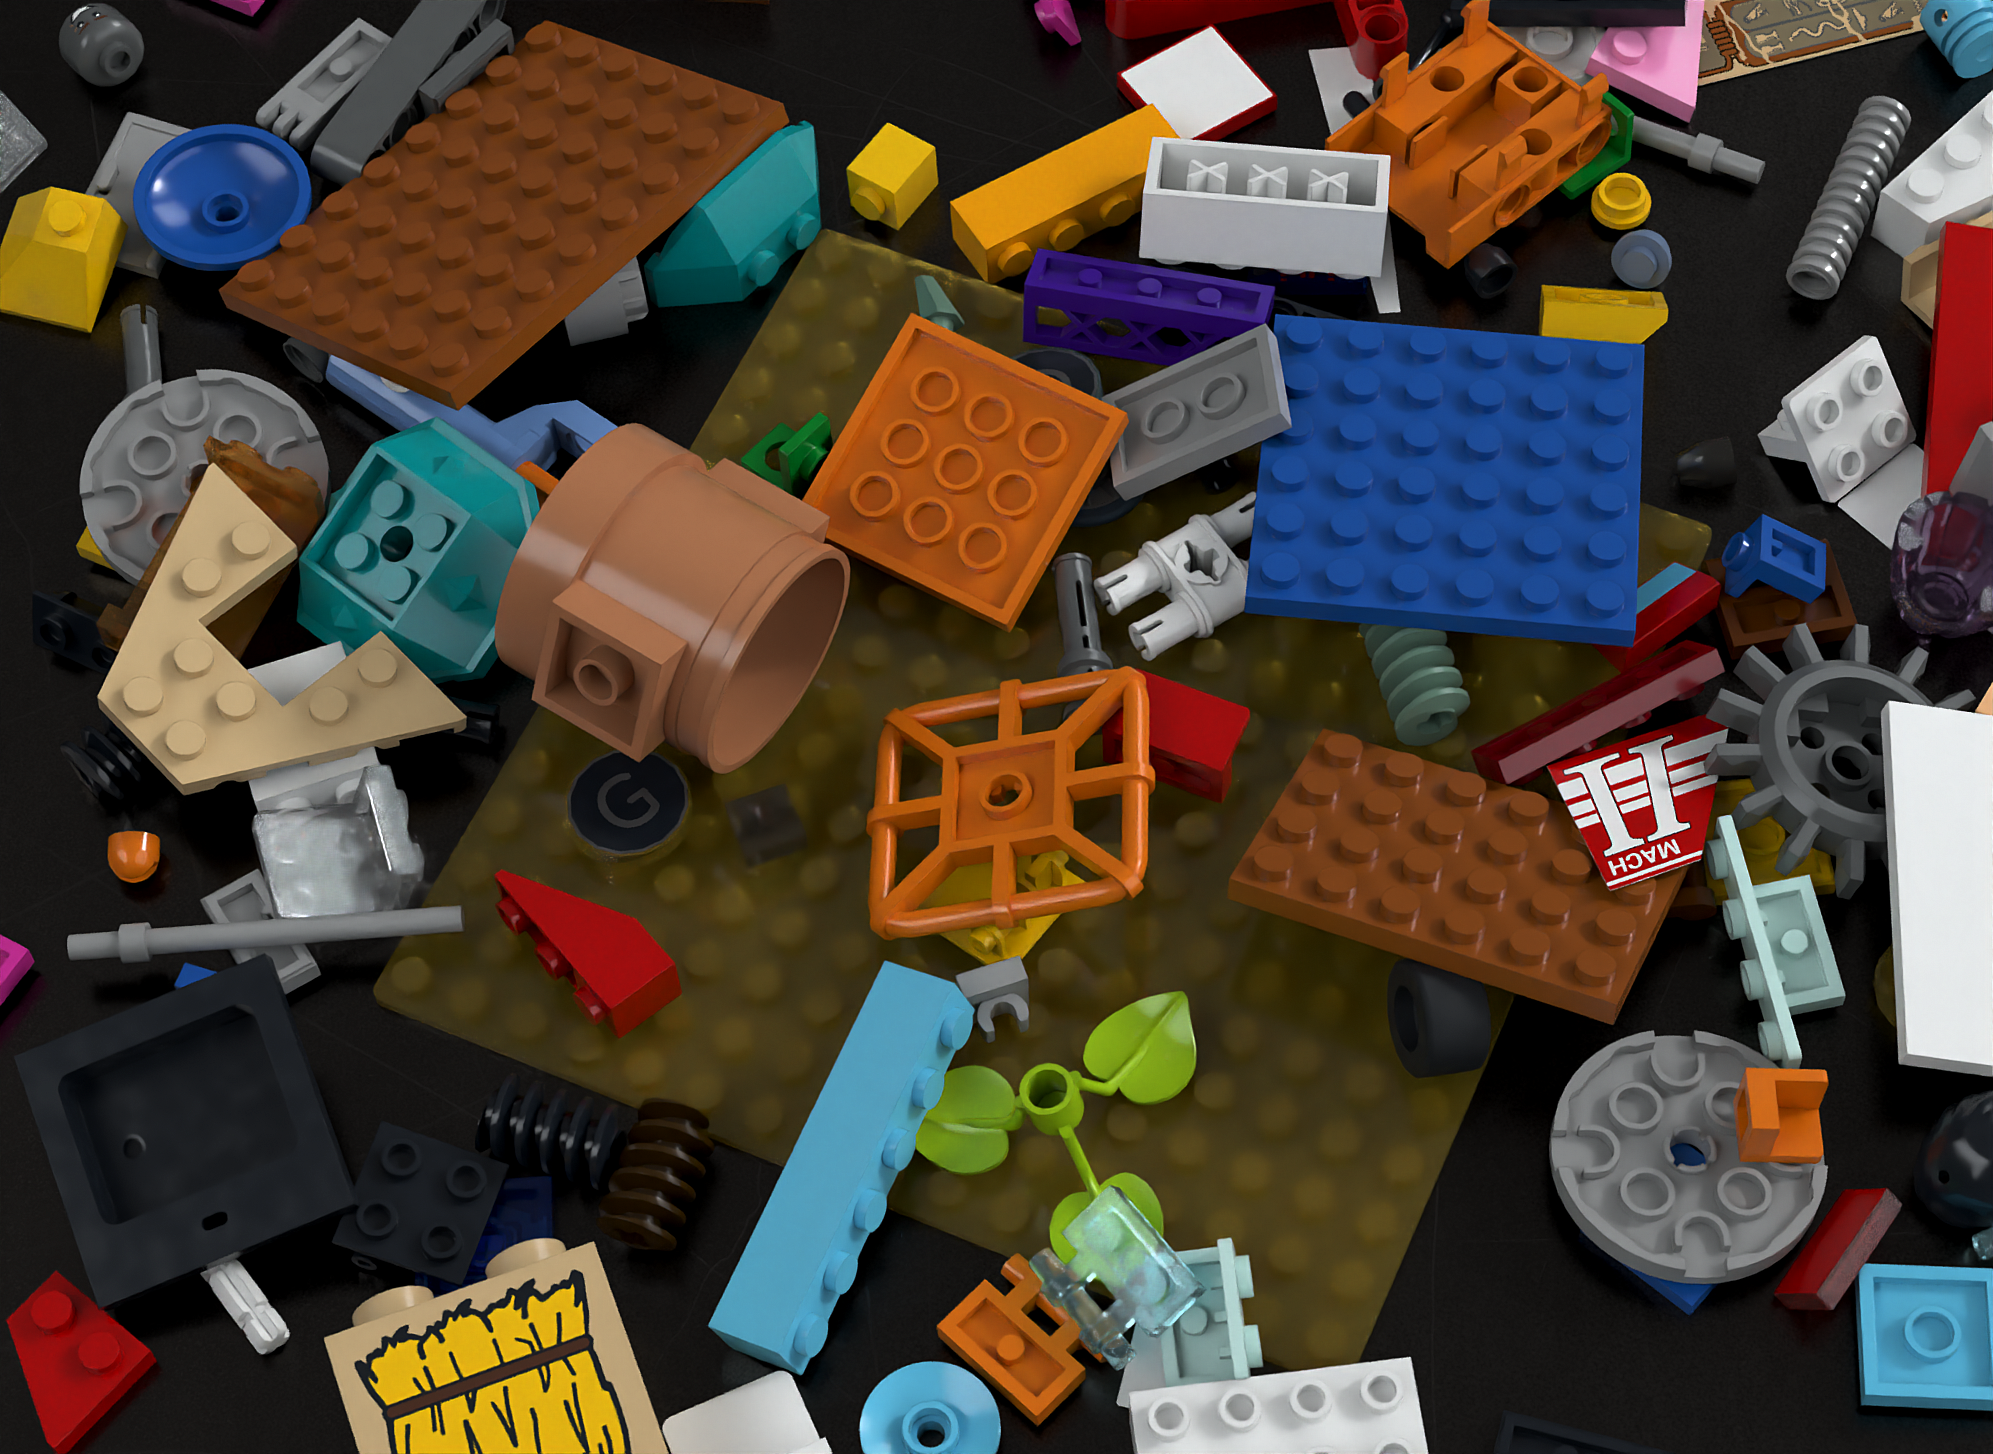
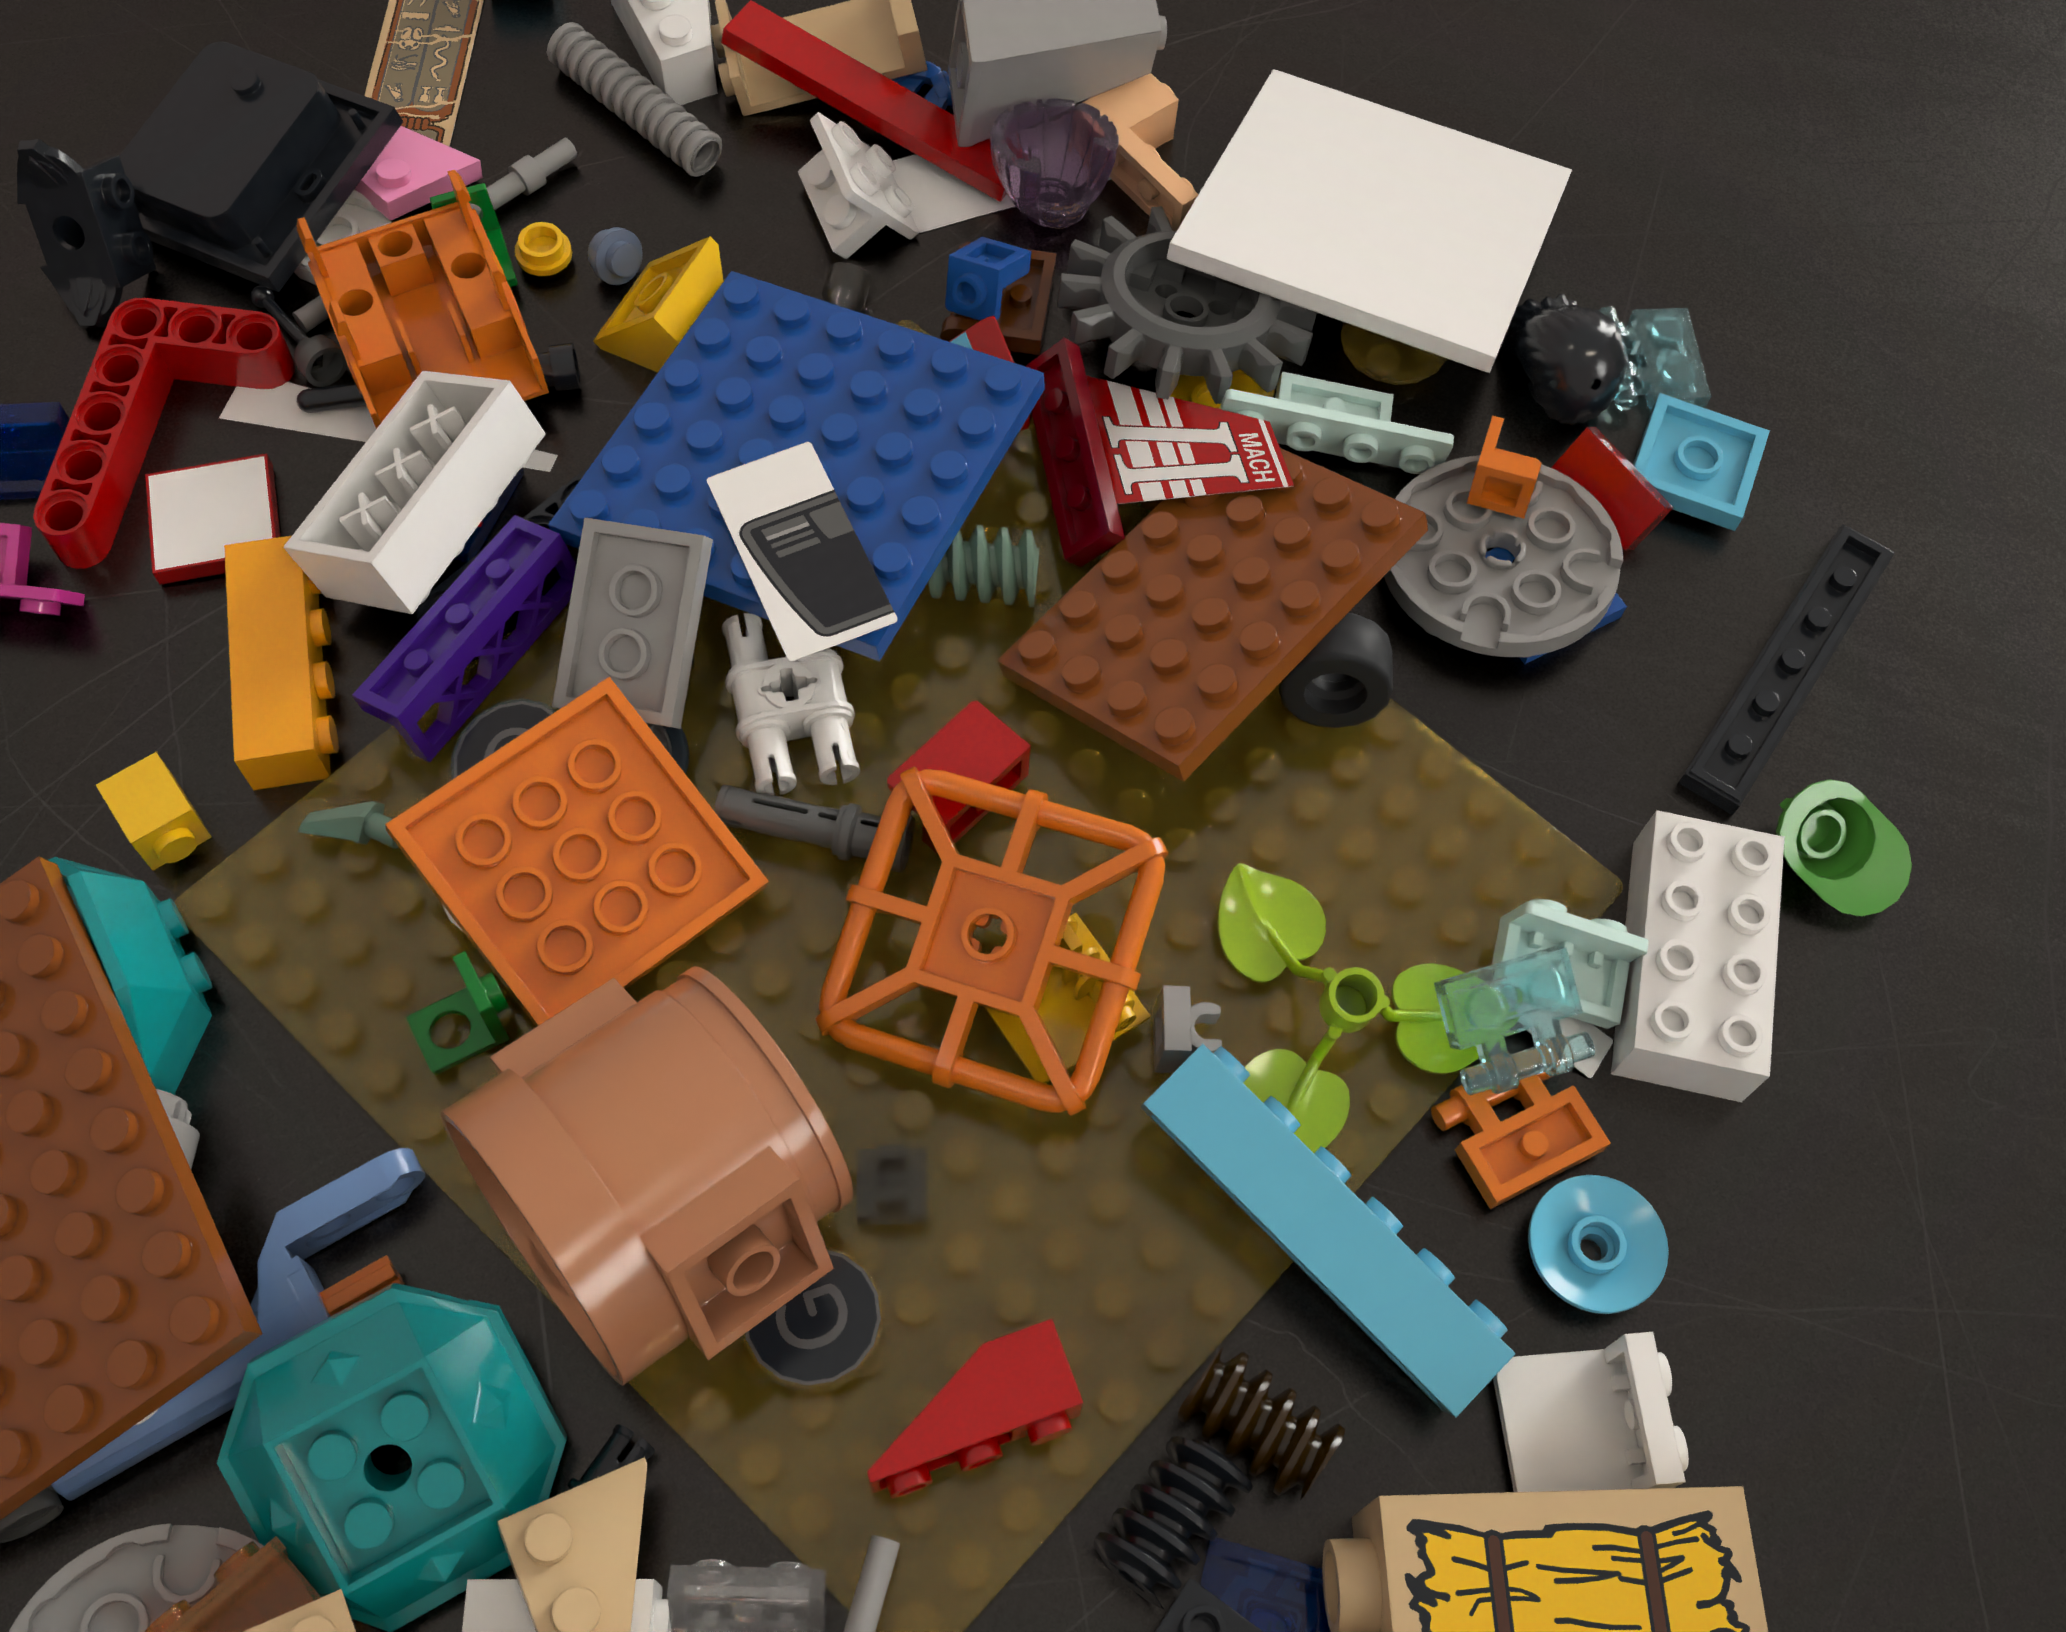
camera: 80 degrees left, 5 degrees up
(1321, 501) = (801, 551): none -> sticker

